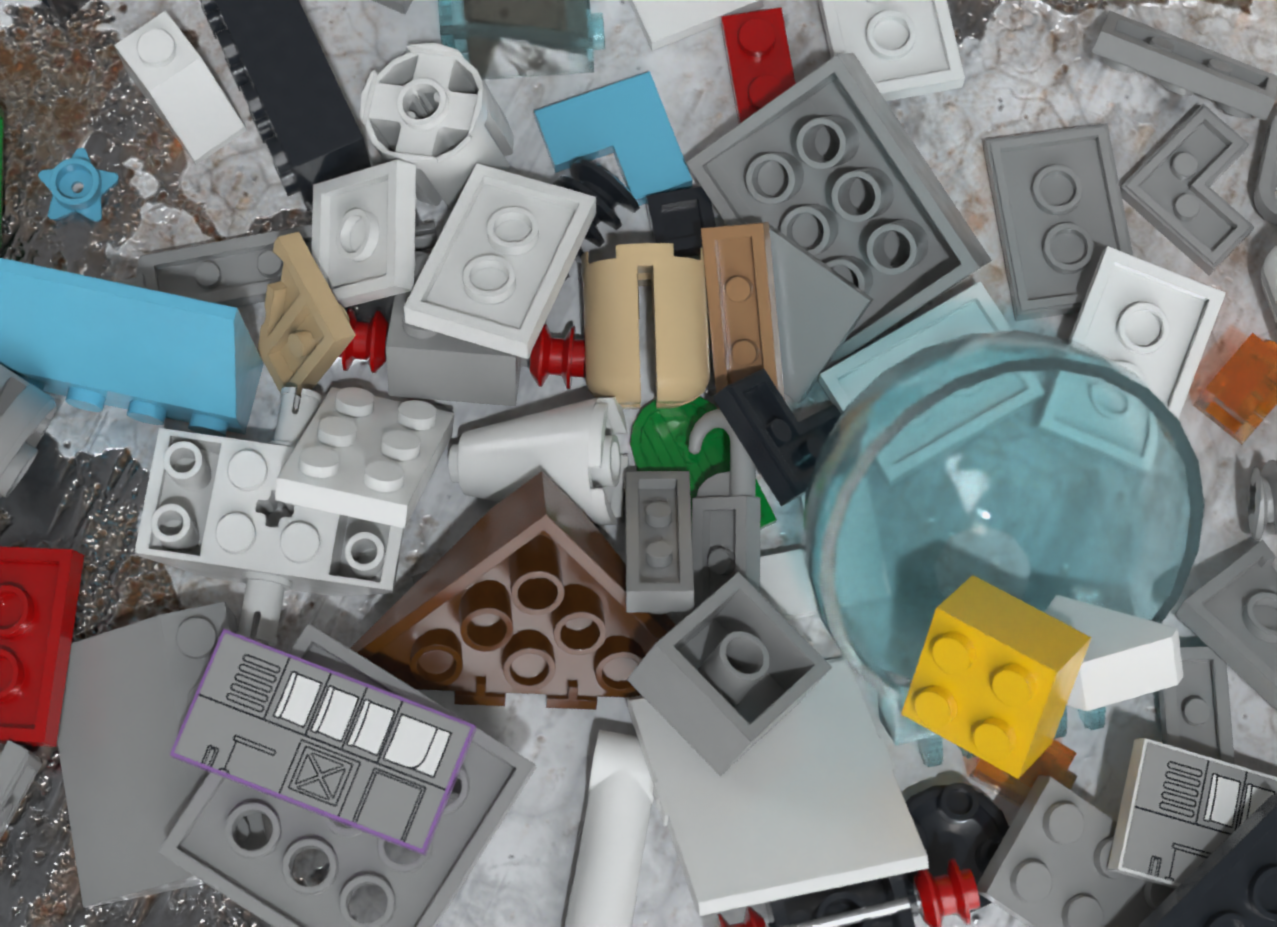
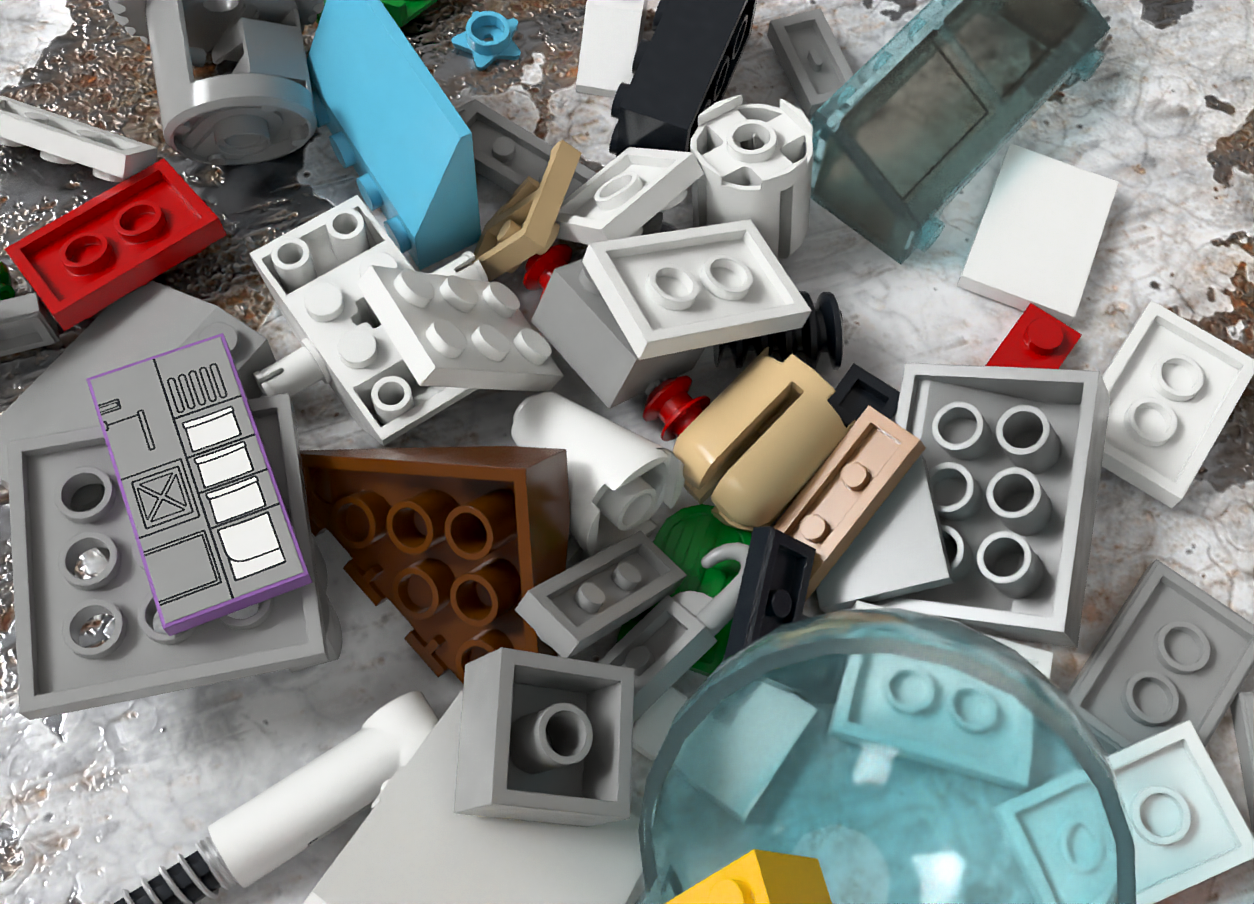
camera: 40 degrees right, 10 degrees down
(621, 121) = (886, 306): medium azure tile -> none

